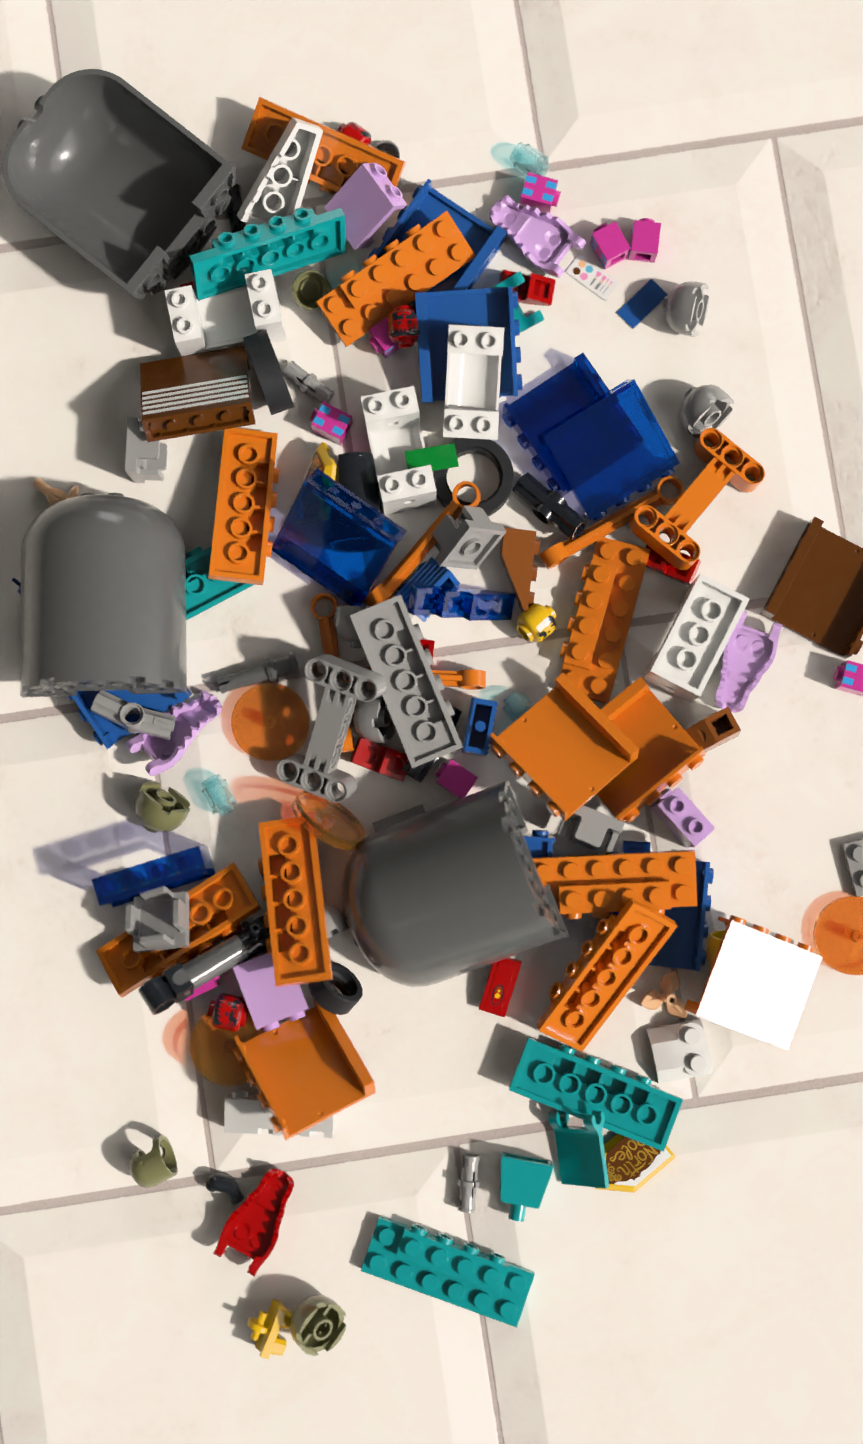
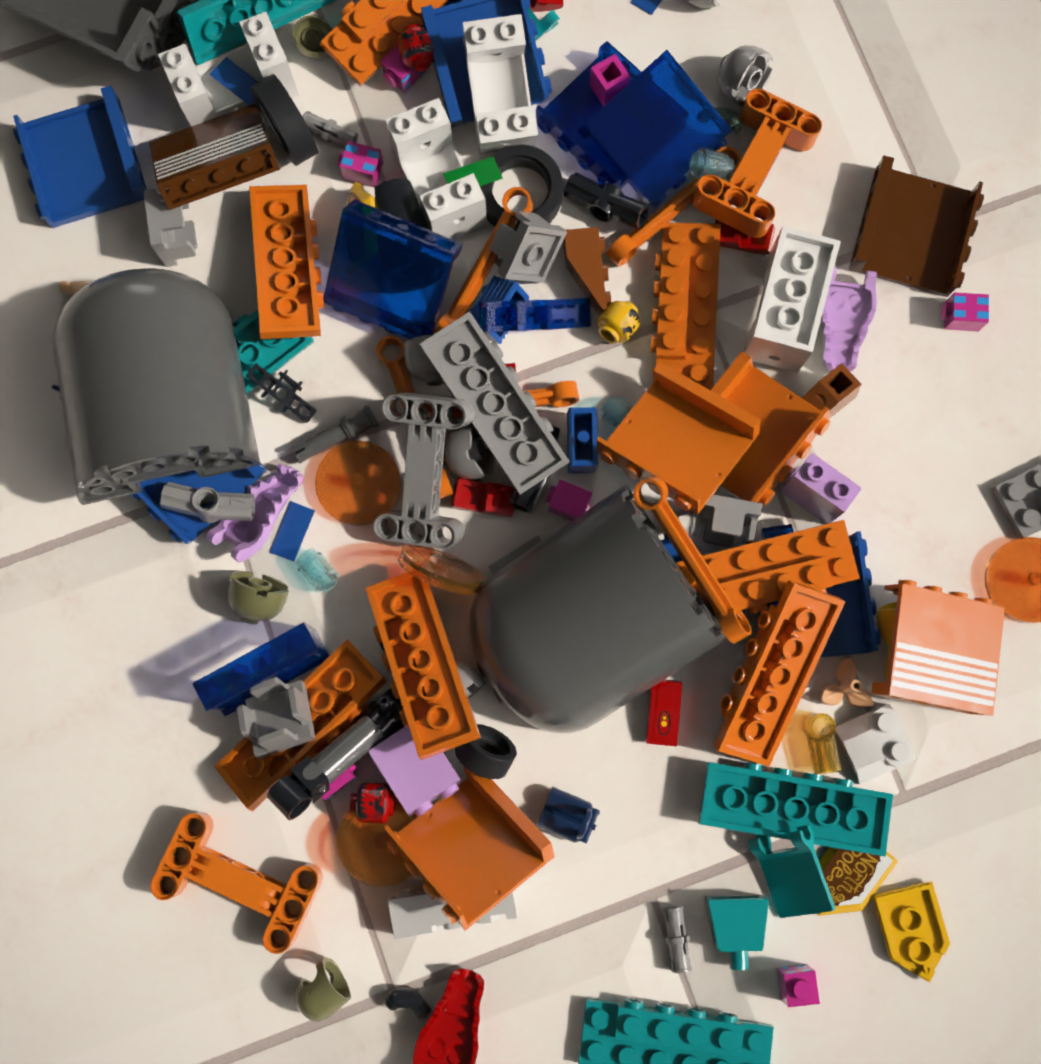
camera: 10 degrees left, 5 degrees down
(74, 365) = (81, 160): none -> blue panel
(97, 1054) = (235, 881): none -> orange beam
(203, 753) = (292, 531): none -> blue sticker
(225, 630) = (290, 394): none -> black piece
(231, 321) = (235, 80): none -> blue sticker
(396, 1058) = (568, 816): none -> dark blue piece
(563, 1244) = (798, 985): none -> dark pink brick
(573, 922) = (730, 618): none -> orange piece
(576, 391) = (608, 78): none -> dark pink brick
(632, 1044) = (823, 746): none -> clear yellow piece
(653, 494) = (711, 162): none -> clear light blue brick
(675, 1216) = (913, 927): none -> yellow tile
(682, 443) = (731, 116): none -> sand green piece

